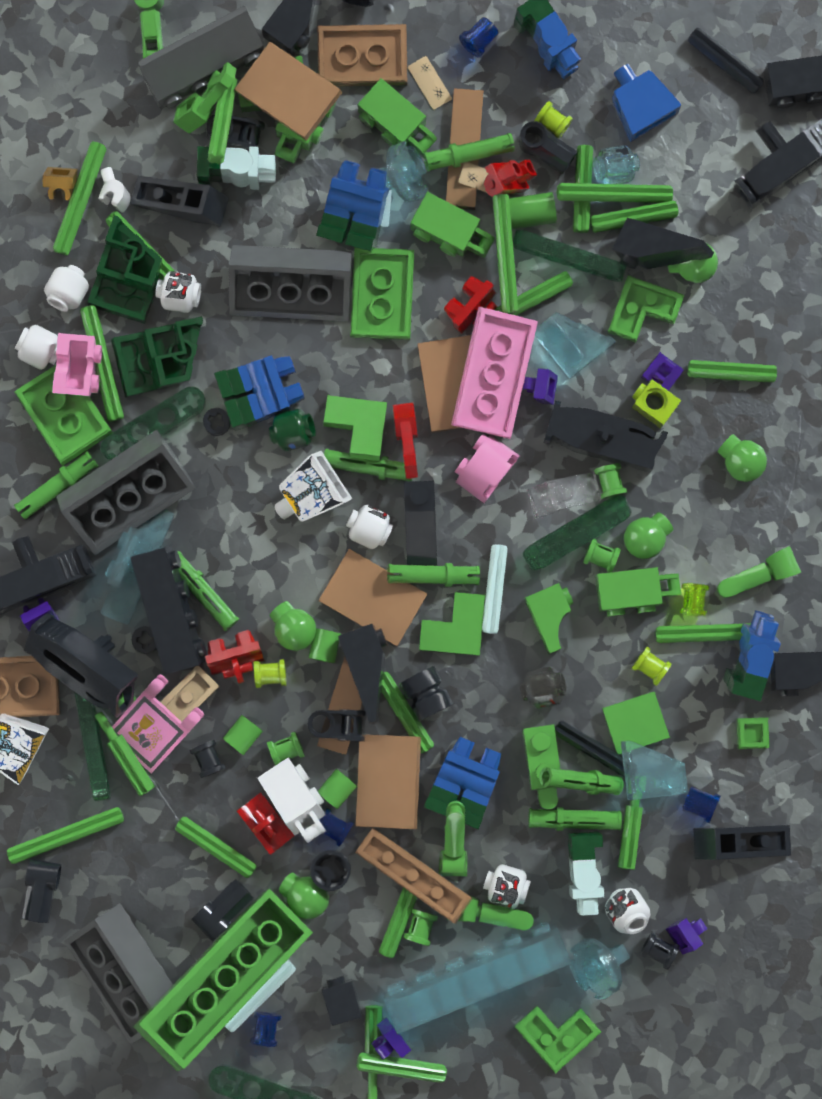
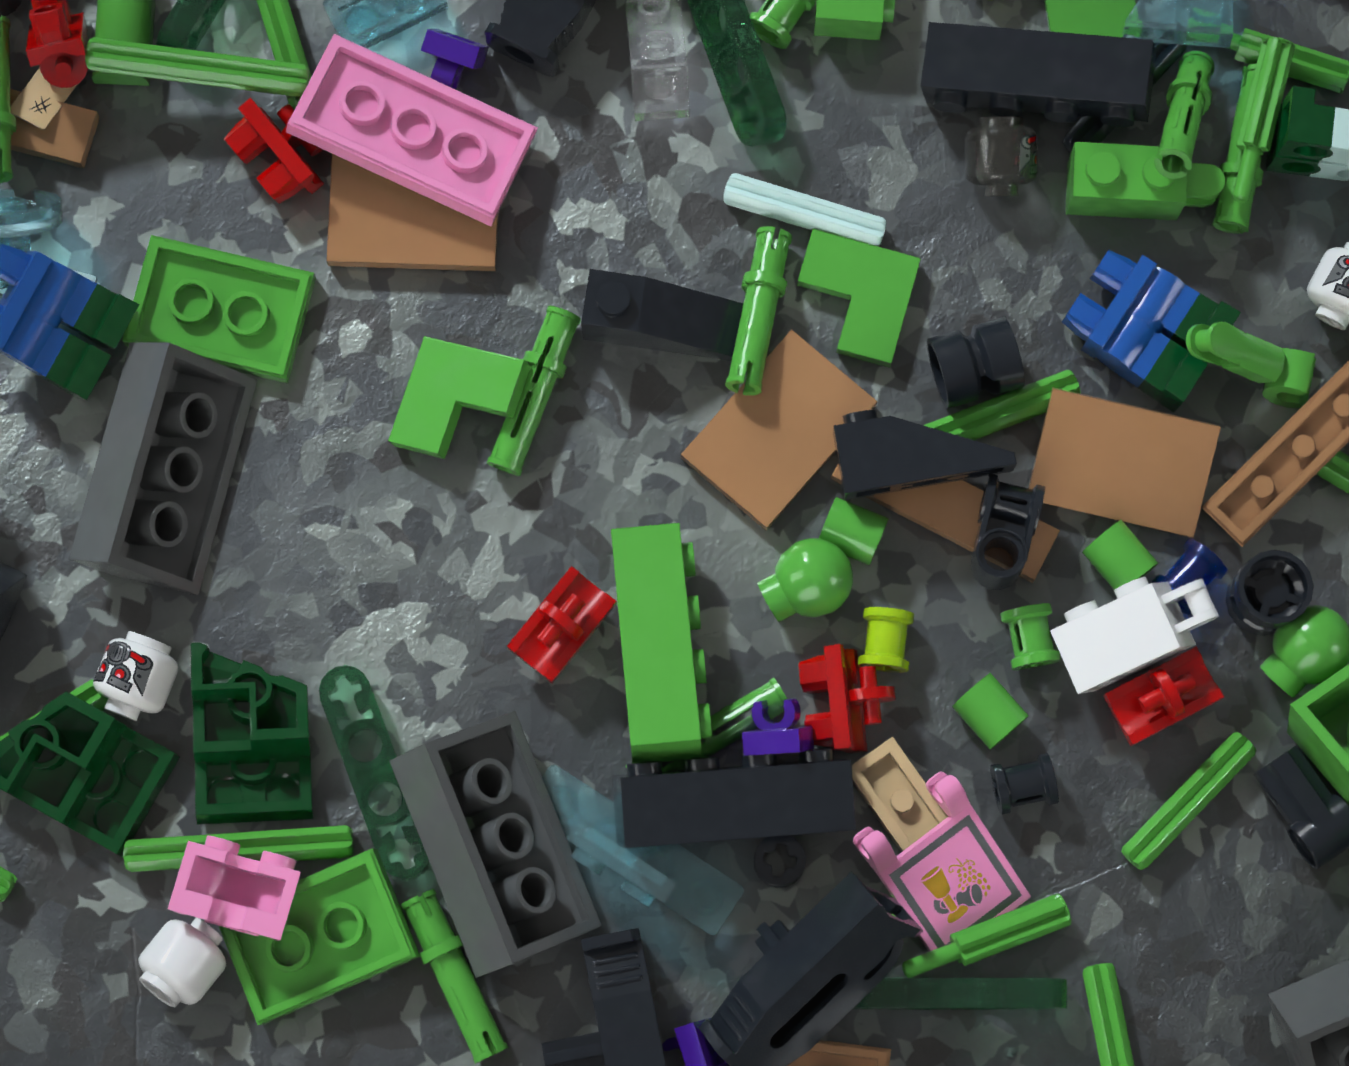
camera: 80 degrees left, 5 degrees down
(66, 288) = (80, 887): white head -> none
(204, 625) = (774, 736): none -> dark purple tile
(213, 412) = (393, 636): black bush -> none
(243, 554) = (657, 643): none -> bright green brick
(245, 503) = (561, 625): none -> red hips
(257, 392) = (351, 545): blue hips -> none
(292, 430) = (440, 514): dark green head -> none
(311, 489) = (562, 497): white torso -> none
(369, 526) = (649, 408): white head -> none
(406, 431) = (478, 306): red piece -> none
(449, 227) = (124, 162): bright green brick -> none
(486, 467) = (583, 182): bright pink cylinder -> none
(547, 611) = (867, 123): bright green arch -> none
(591, 699) = (1038, 73): none -> black brick
(593, 823) = (1262, 110): none -> bright green axle

